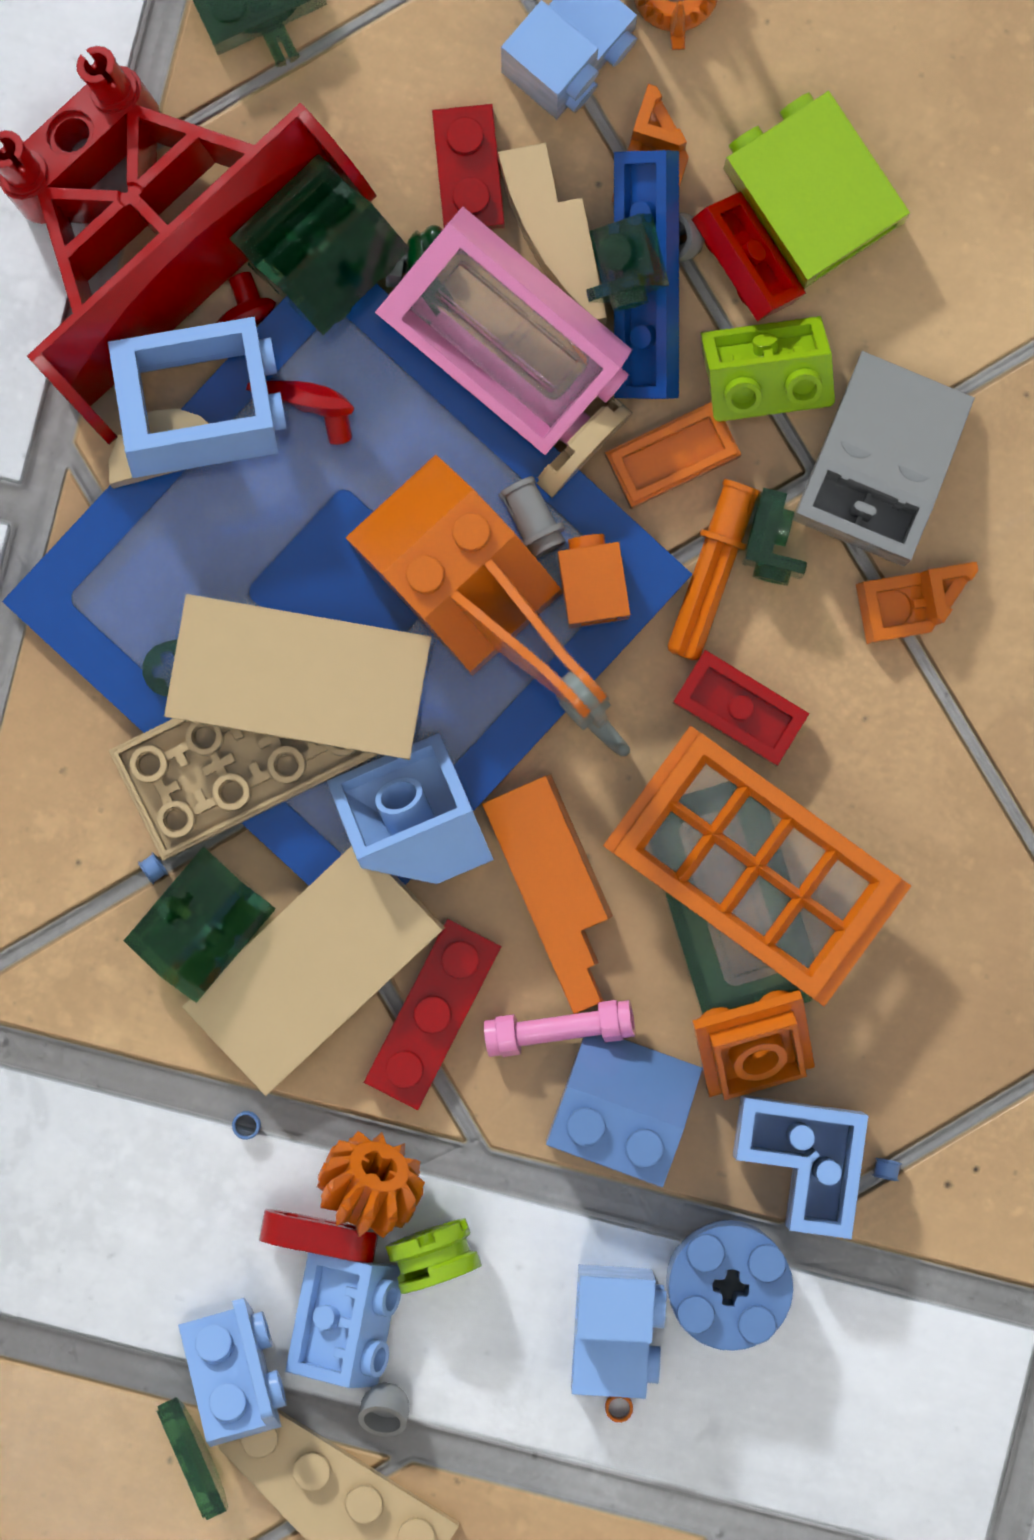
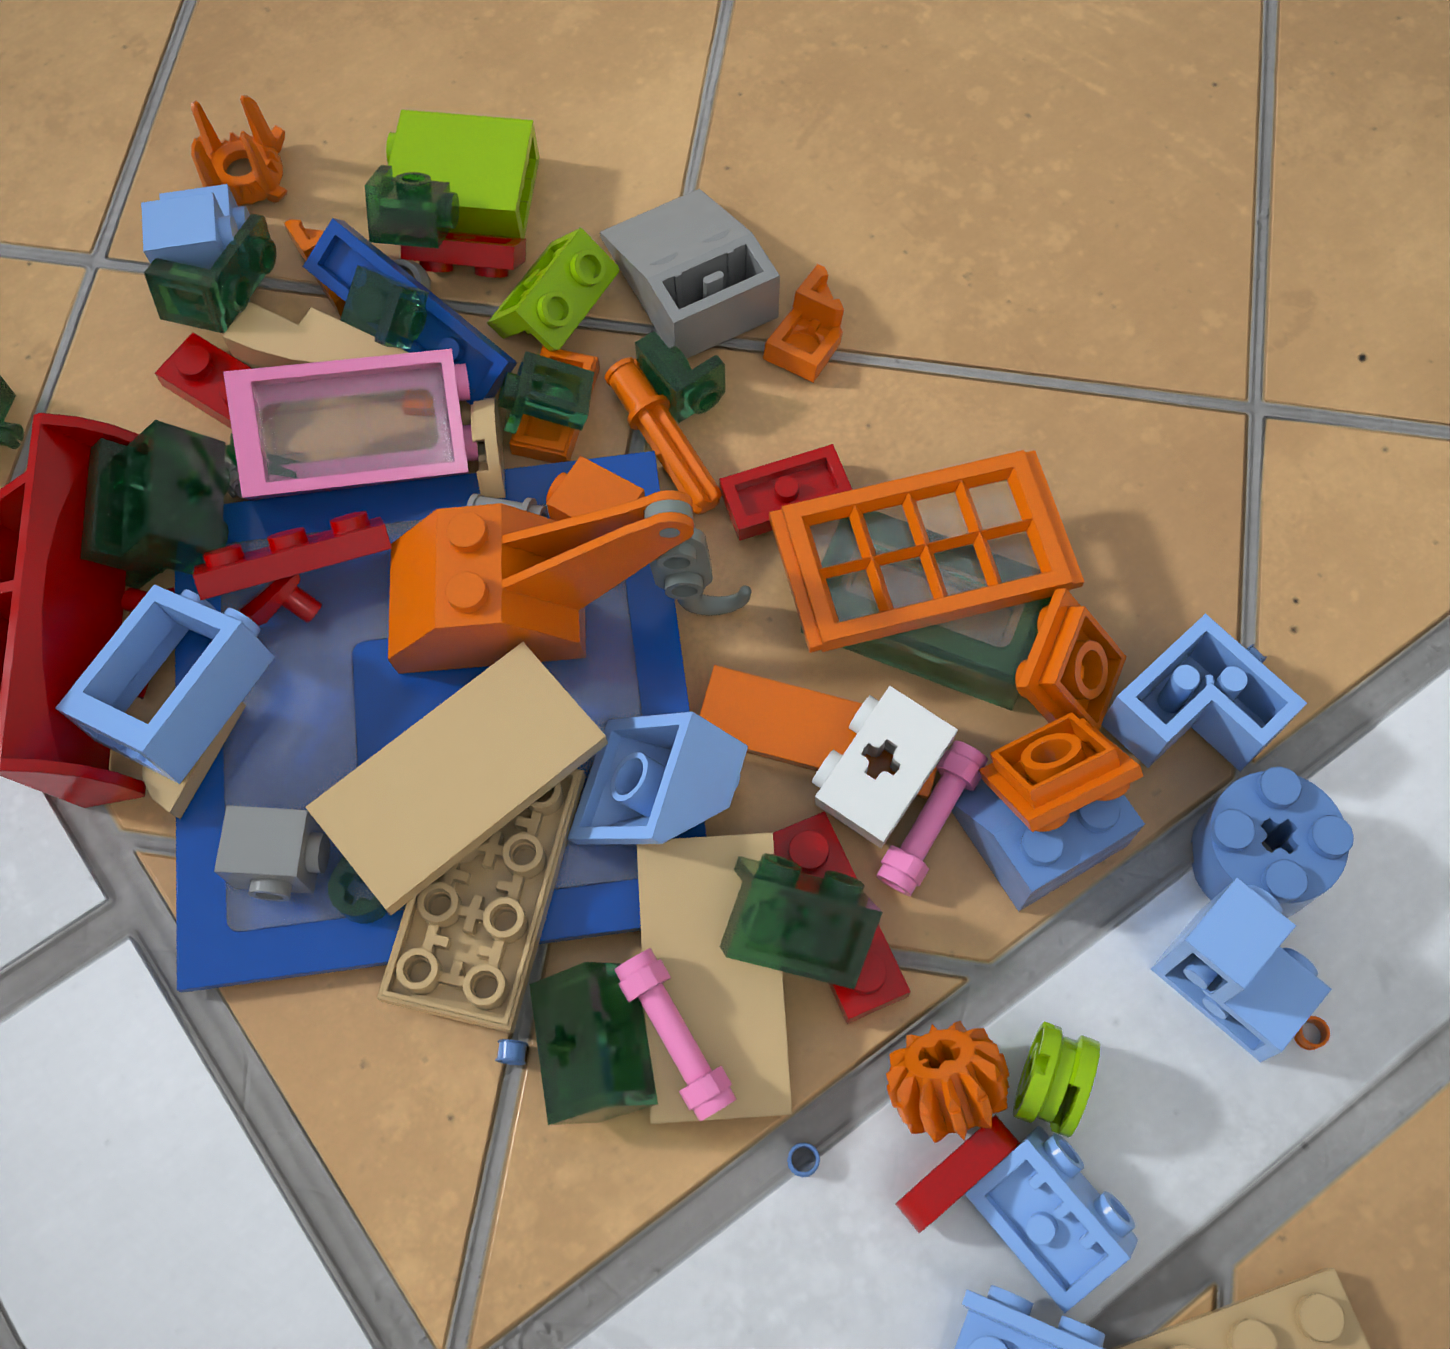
camera: 50 degrees left, 20 degrees down
(141, 587) = (271, 851): none -> light grey brick
(230, 1028) = (706, 1089): none -> bright pink bar
(363, 391) = (290, 554): none -> red plate
(384, 1410) = (1170, 1247): light grey hinge -> none
(393, 1001) = (800, 921): none -> clear green bracket
(508, 102) = (214, 295): none -> clear green bracket
(529, 986) = (917, 745): none -> white brick
(658, 1124) = (1058, 772): none -> orange piece
(663, 454) = (546, 391): none -> clear green bracket
(729, 202) = (409, 209): none -> clear green brick

